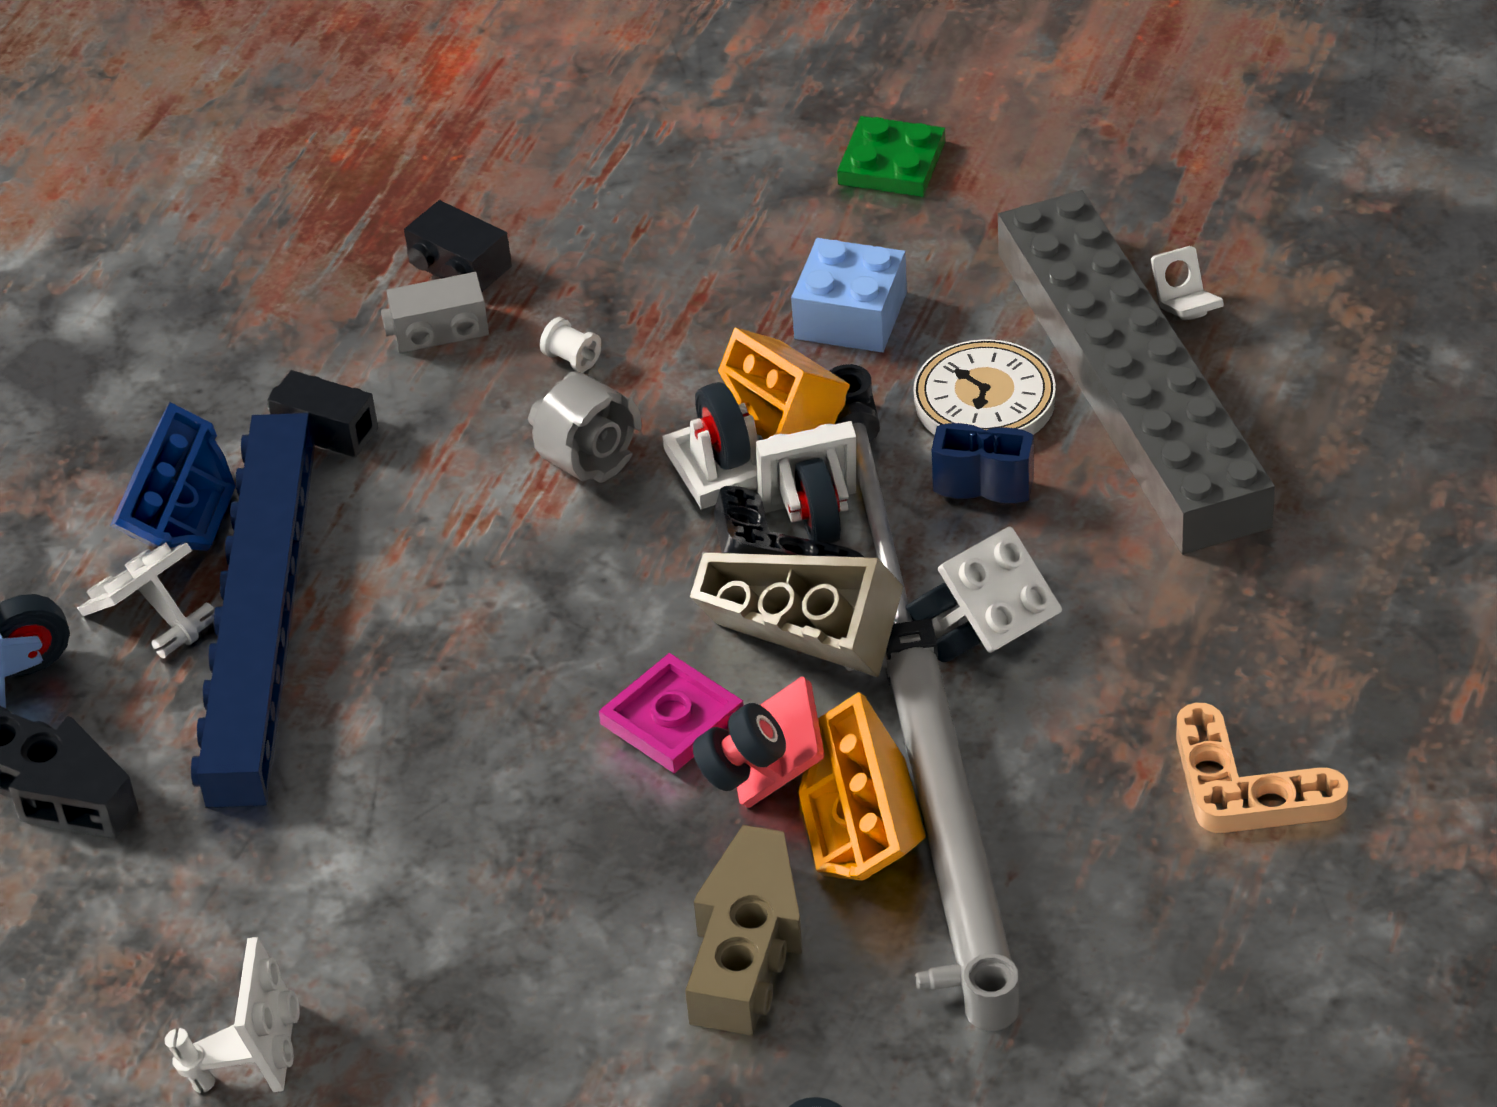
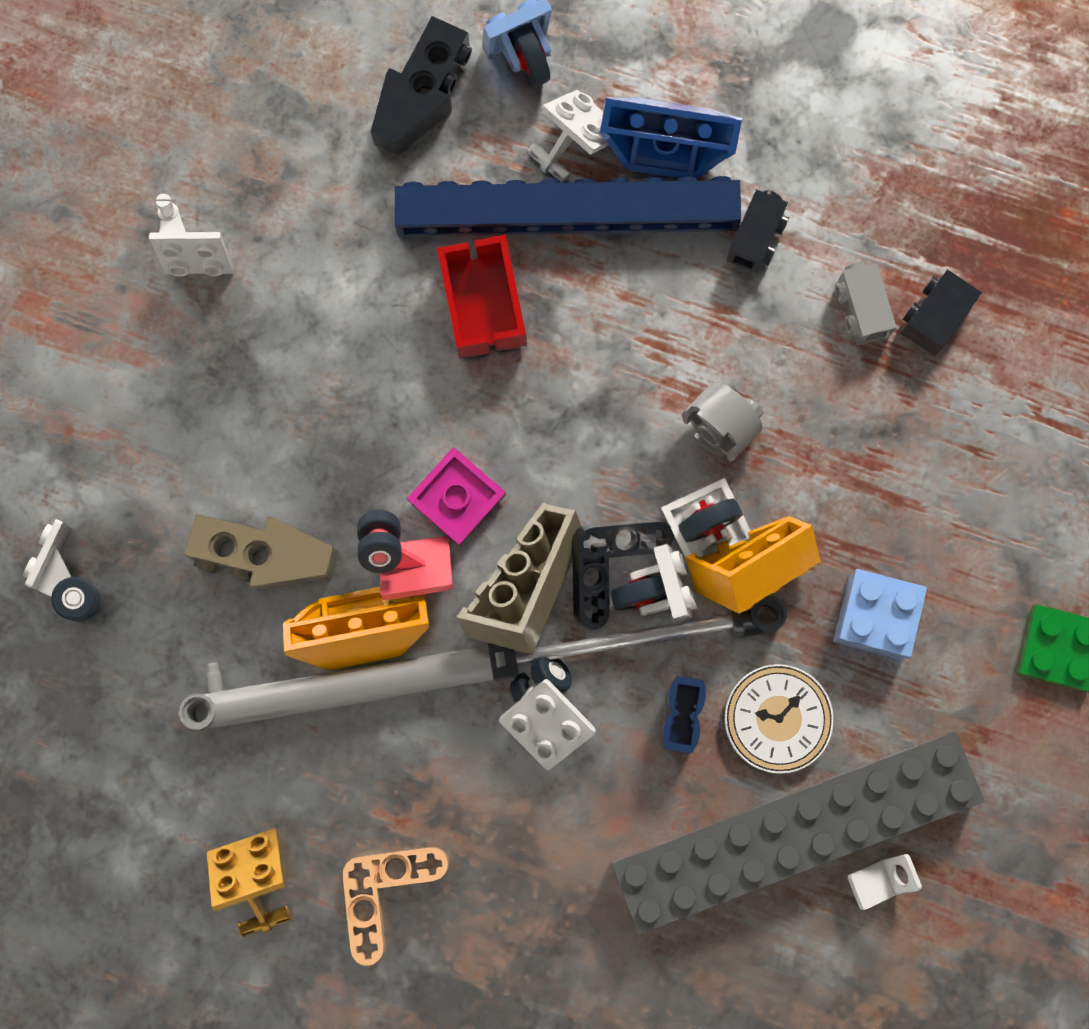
camera: 90 degrees right, 35 degrees up
(380, 677) = (482, 297): none -> red piece
(570, 344) = (830, 405): white bush -> none
(1233, 914) = (245, 873): none -> pearl gold plate

